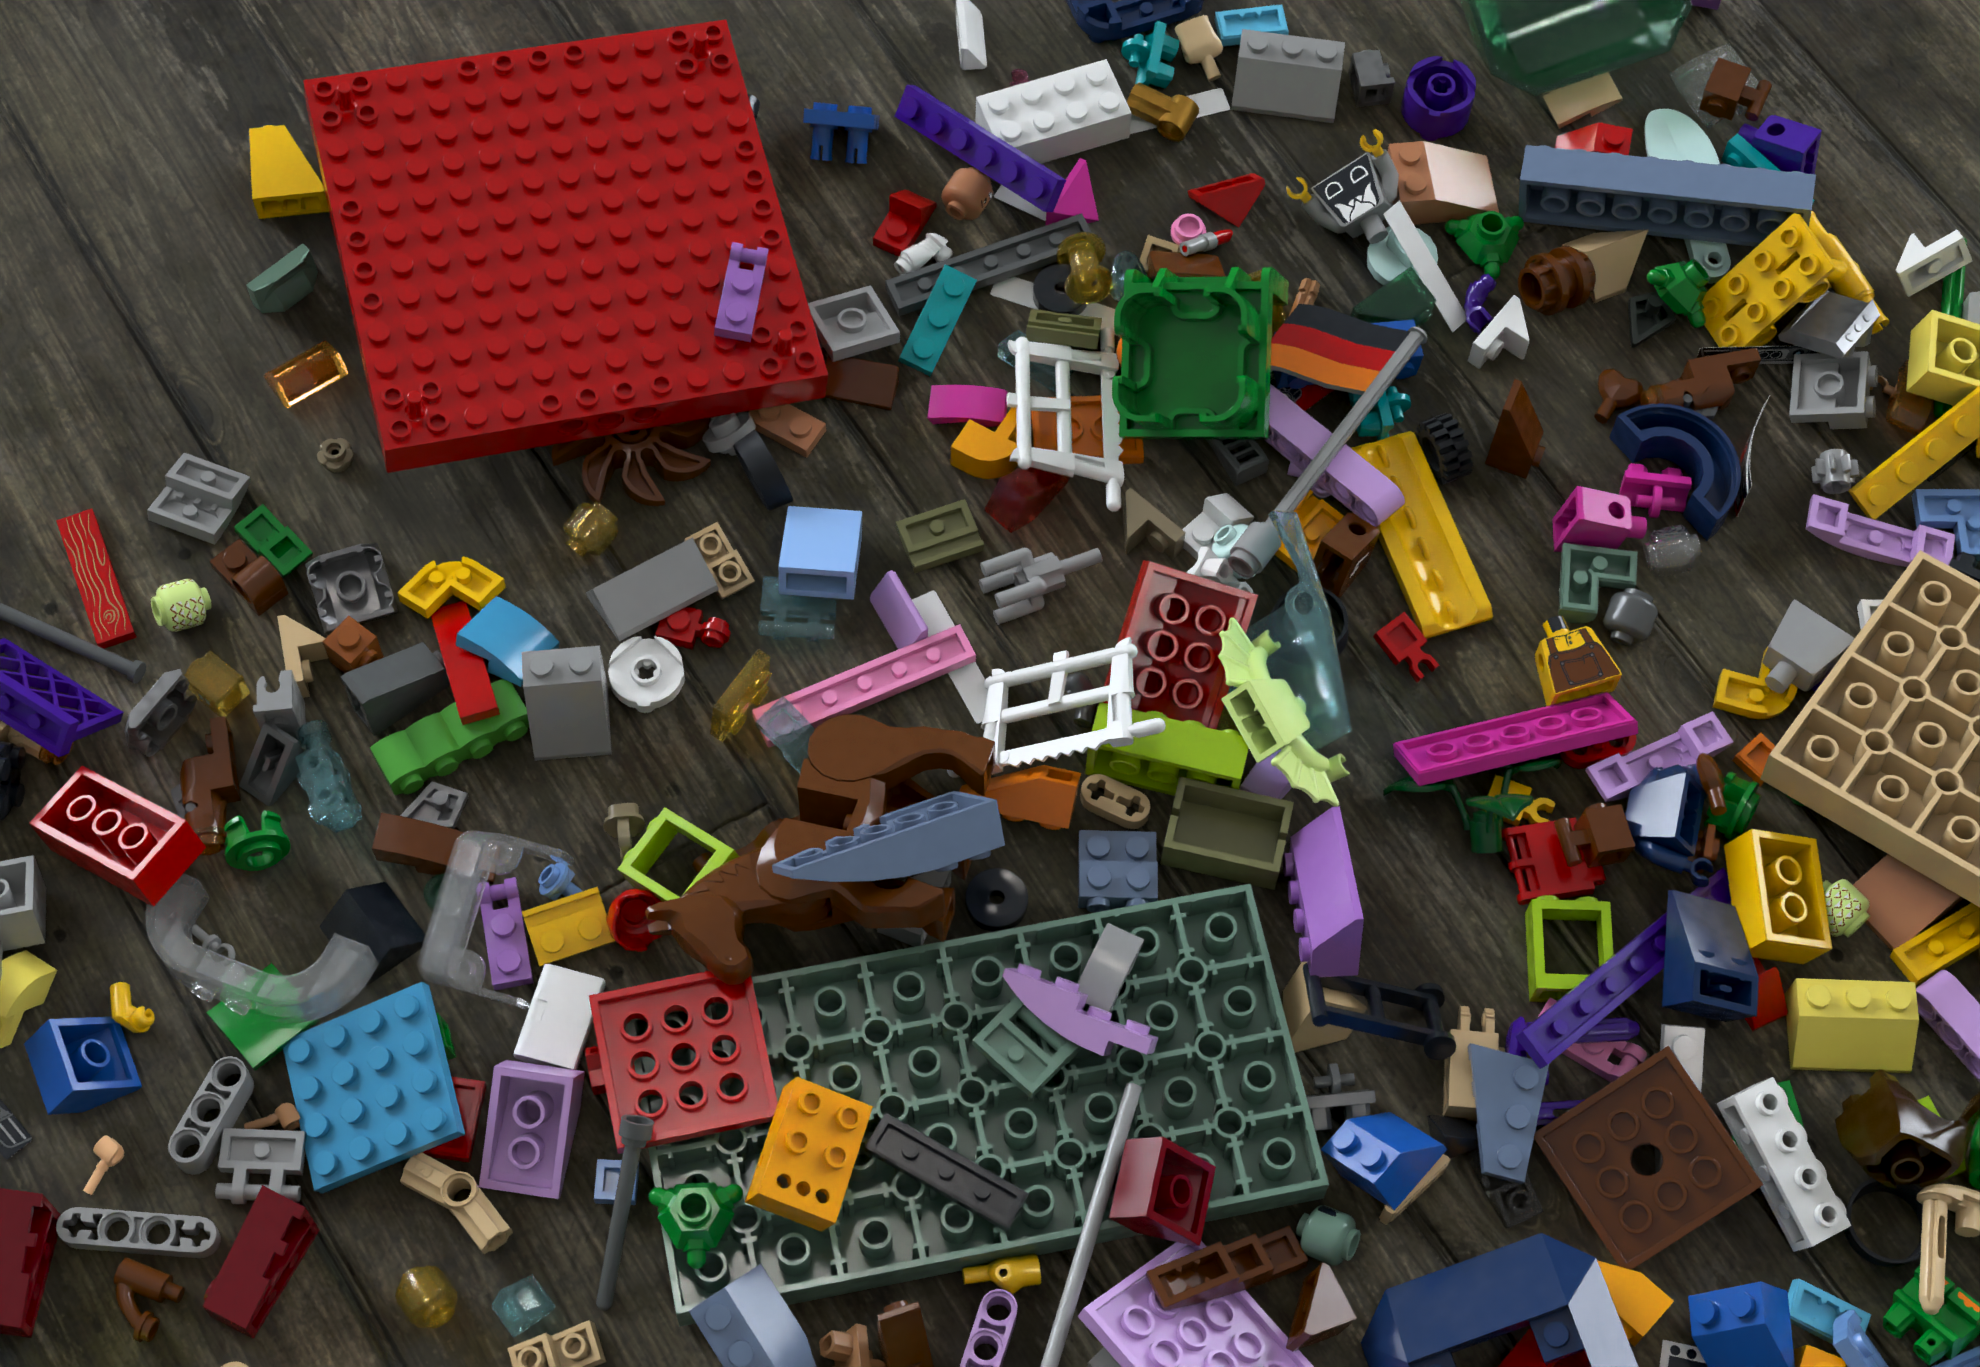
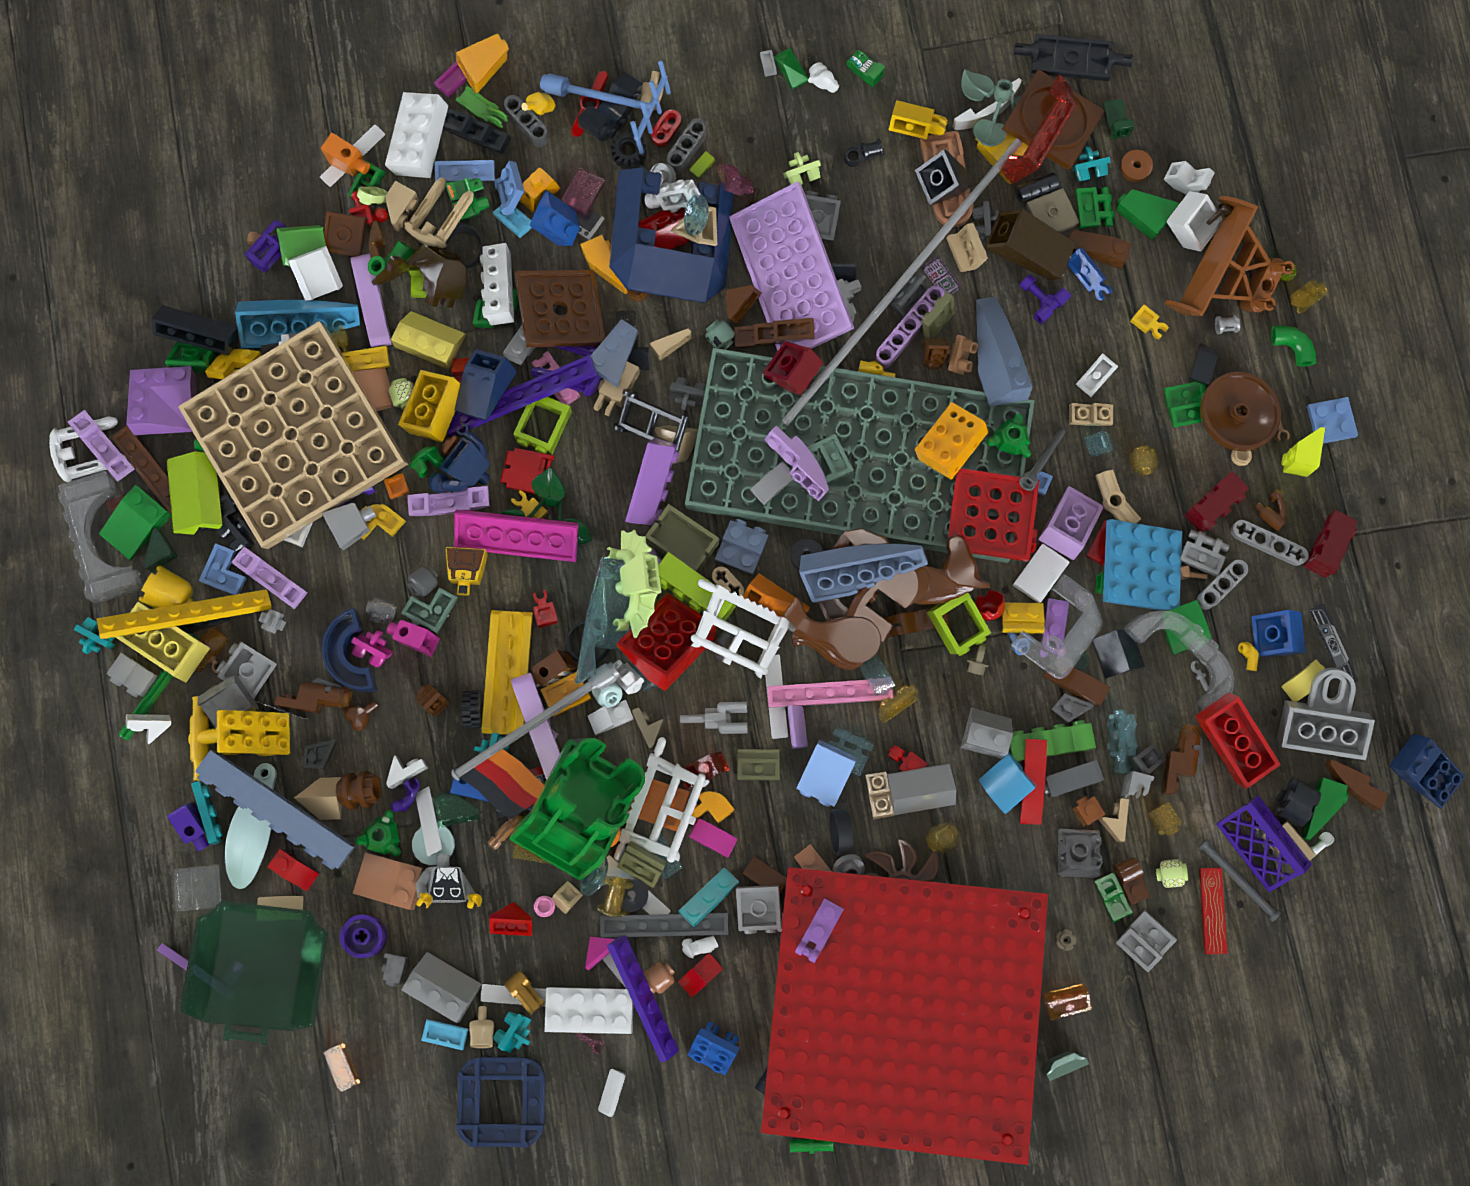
camera: 155 degrees left, 15 degrees up
(110, 1154) = (1275, 586): light nougat hand -> none
(160, 713) = (1200, 810): flat silver slope -> none
(242, 843) = (1174, 712): green piece -> none
(282, 175) = (1048, 1144): yellow slope -> none
(437, 583) = (1023, 838): yellow plate -> none
(646, 693) = (950, 747): white plate -> none
(946, 1172) = (888, 416): black tile -> none
(1184, 266) = (558, 877): reddish brown slope -> none
(1205, 242) = (538, 892): light grey piece -> none
(1382, 1155) = (679, 355): blue slope -> none
(1599, 833) = (501, 466): reddish brown brick -> none
(1682, 288) = (293, 759): green rock -> none
(1712, 782) = (434, 467): reddish brown rock -> none
(1729, 88) = (197, 873): reddish brown brick -> none
(1745, 483) = (312, 648): sticker -> none

